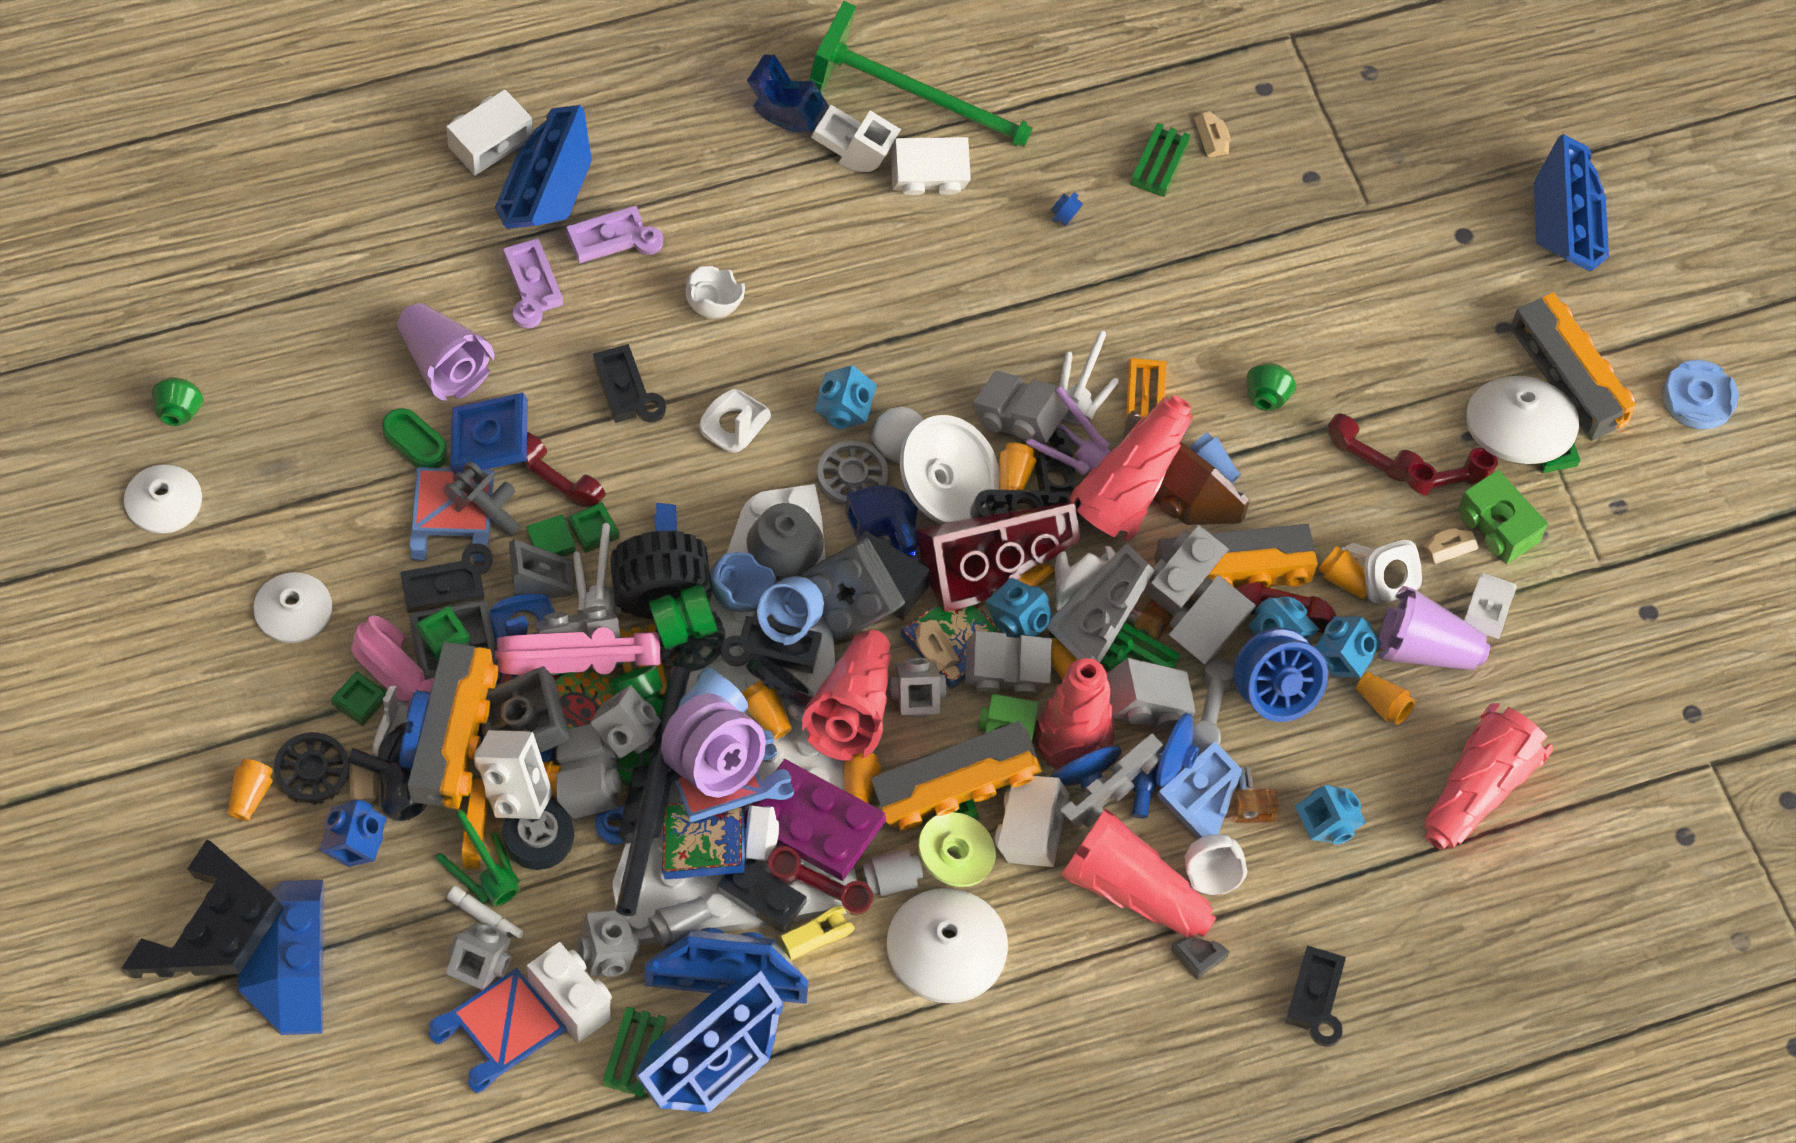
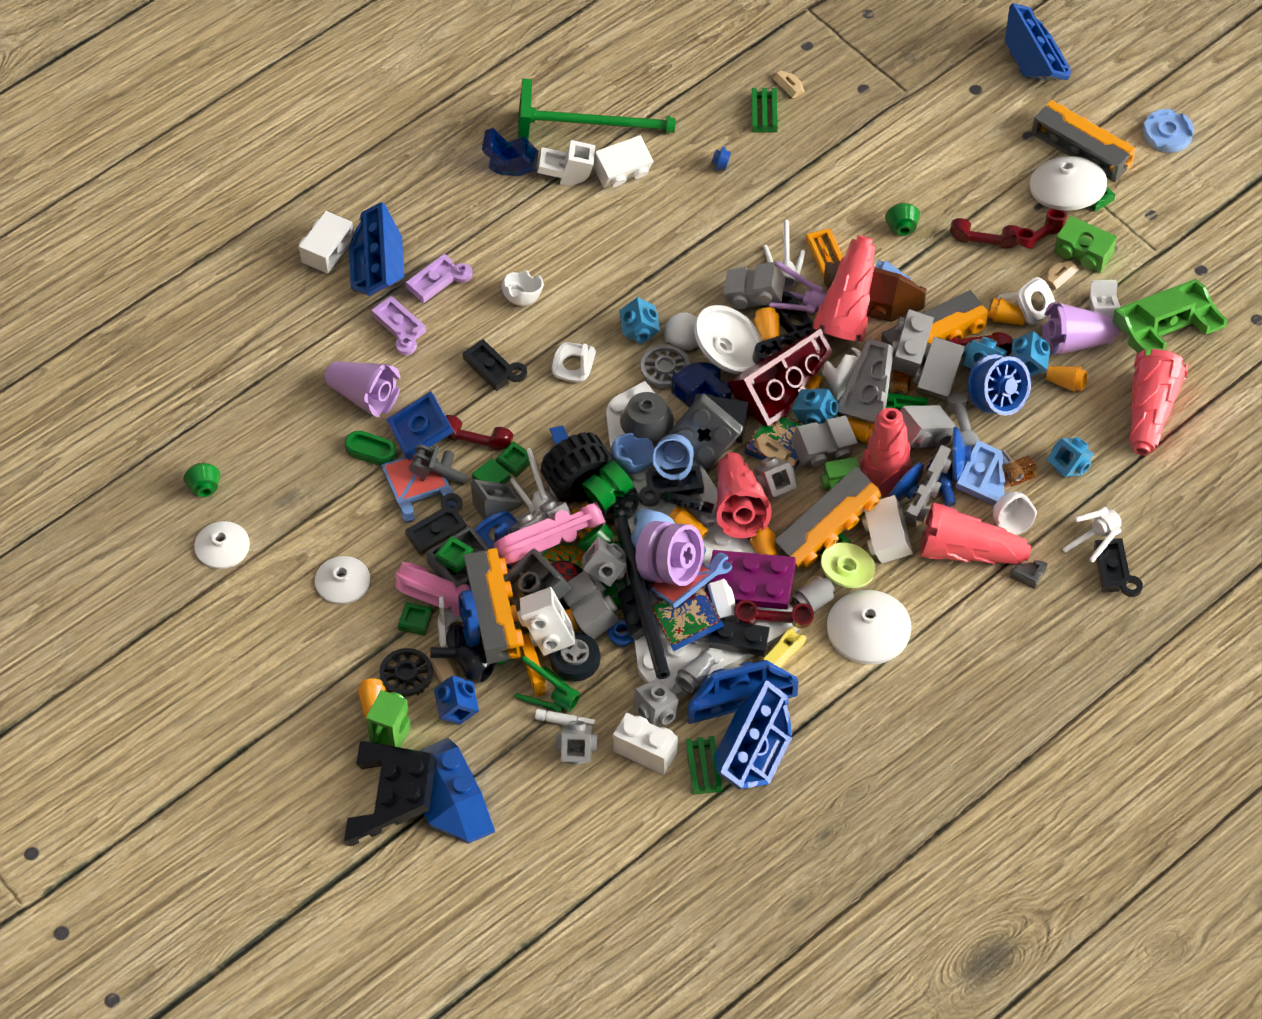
camera: 15 degrees left, 5 degrees down
(249, 829) = (388, 719): none -> bright green brick
(503, 1023) = (611, 780): flag -> none
(1333, 927) = (1105, 524): none -> white plant
(1562, 658) = (1166, 312): none -> bright green bracket

